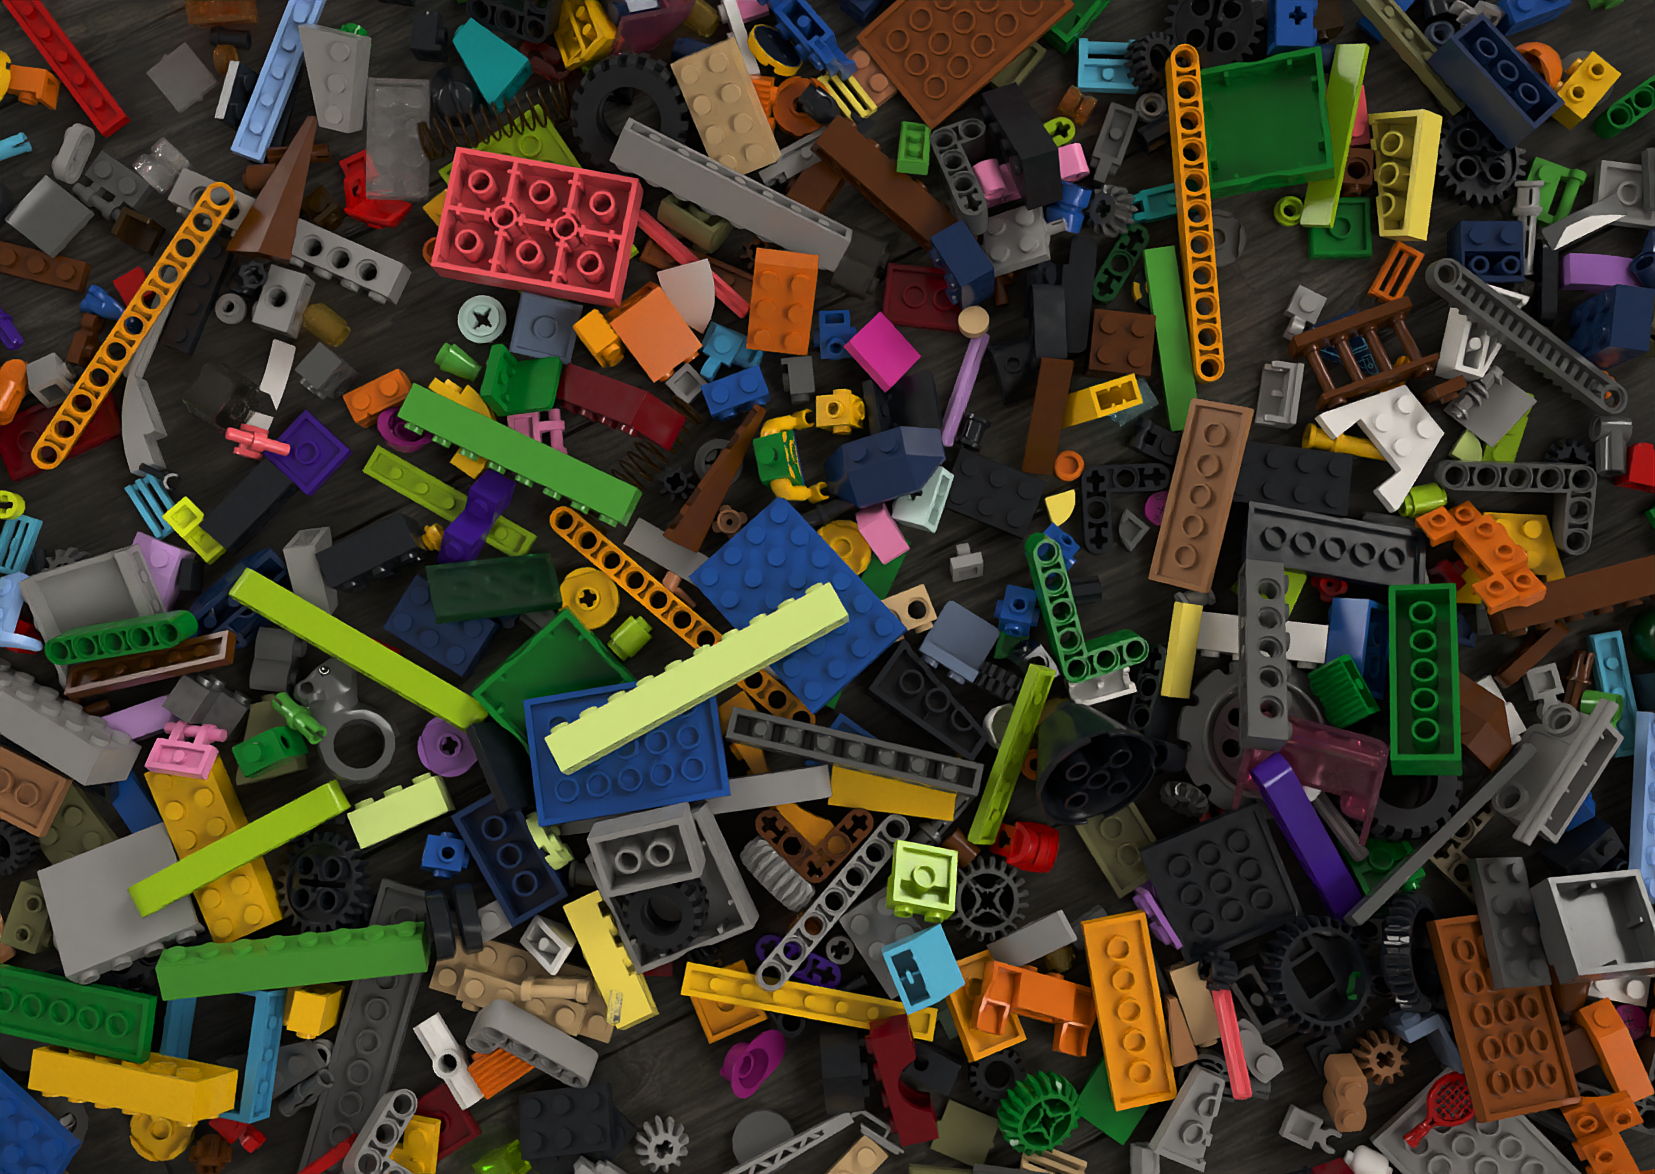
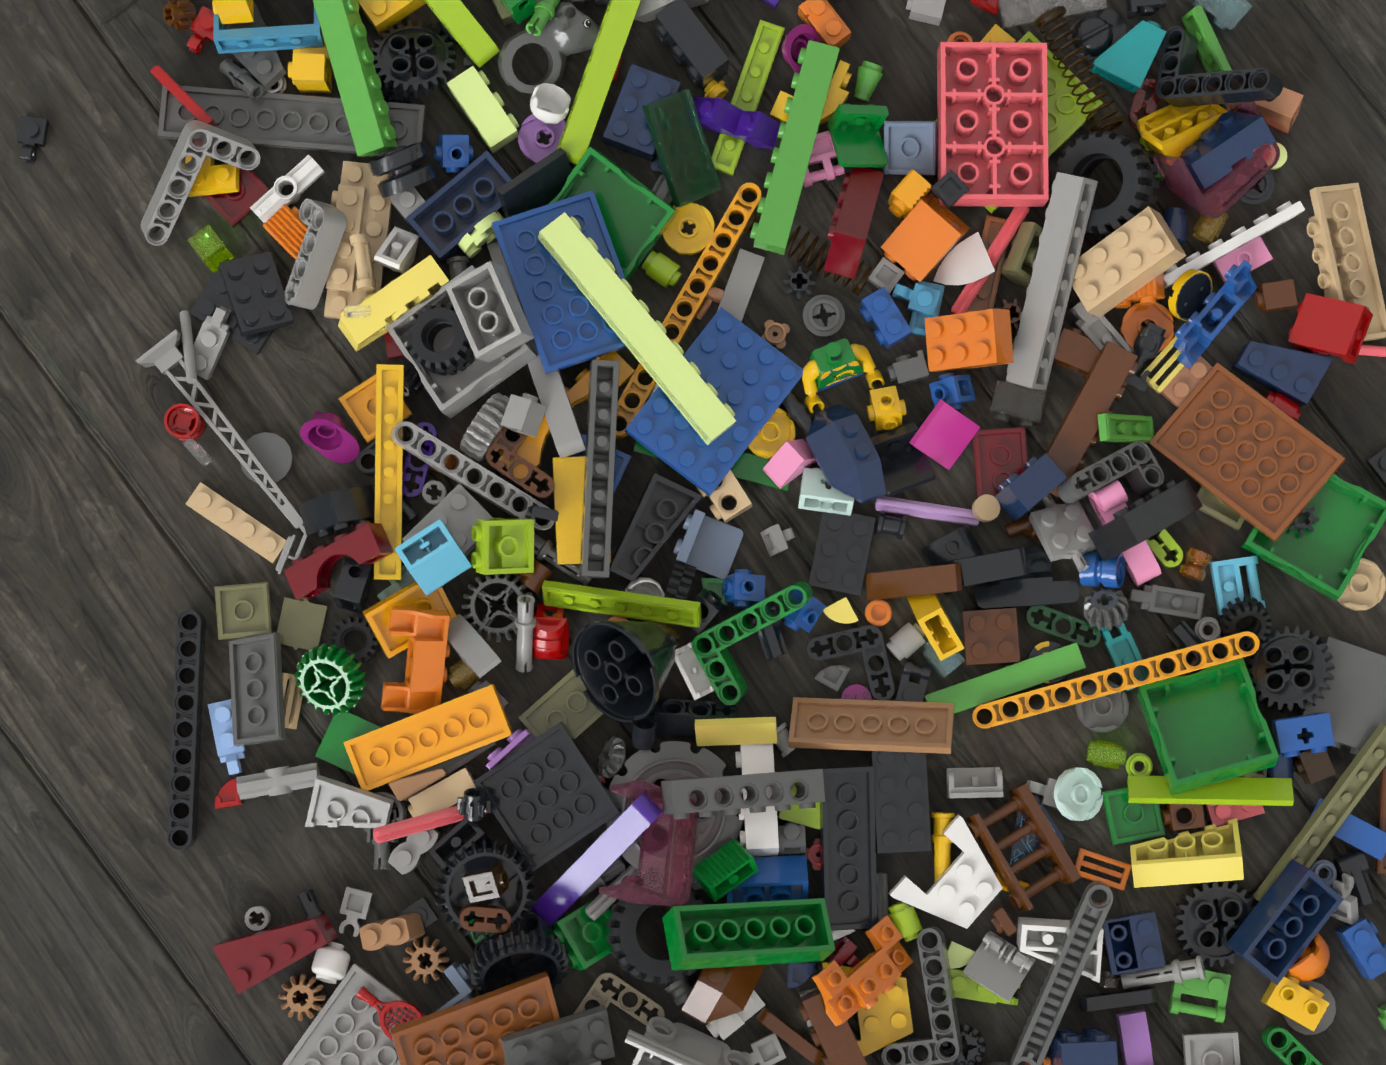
camera: 75 degrees right, 0 degrees up
(410, 731) = (549, 103): none -> white hair
(482, 305) = (904, 82): light aqua gear -> none
(605, 286) = (949, 189): none -> black tile
(668, 1152) = (258, 369): light grey gear -> none
(701, 508) = (781, 307): reddish brown wedge -> none
(774, 830) = (523, 415): none -> light grey brick
(892, 828) = (543, 513): none -> black tile
(1017, 872) = (525, 623): none -> light grey pin
(1107, 439) = (906, 641): none -> light grey brick
(1270, 244) = (1106, 754): none -> clear neon green brick
(1311, 282) = (1078, 794): none -> light aqua tile
(1311, 608) = (792, 839): none -> dark grey brick
(1321, 974) = (486, 883): none -> bracket
(1356, 982) = (485, 911): none -> reddish brown beam
(1434, 841) = (621, 972): dark grey tile -> none
(1583, 221) = (1178, 1023): sticker -> none

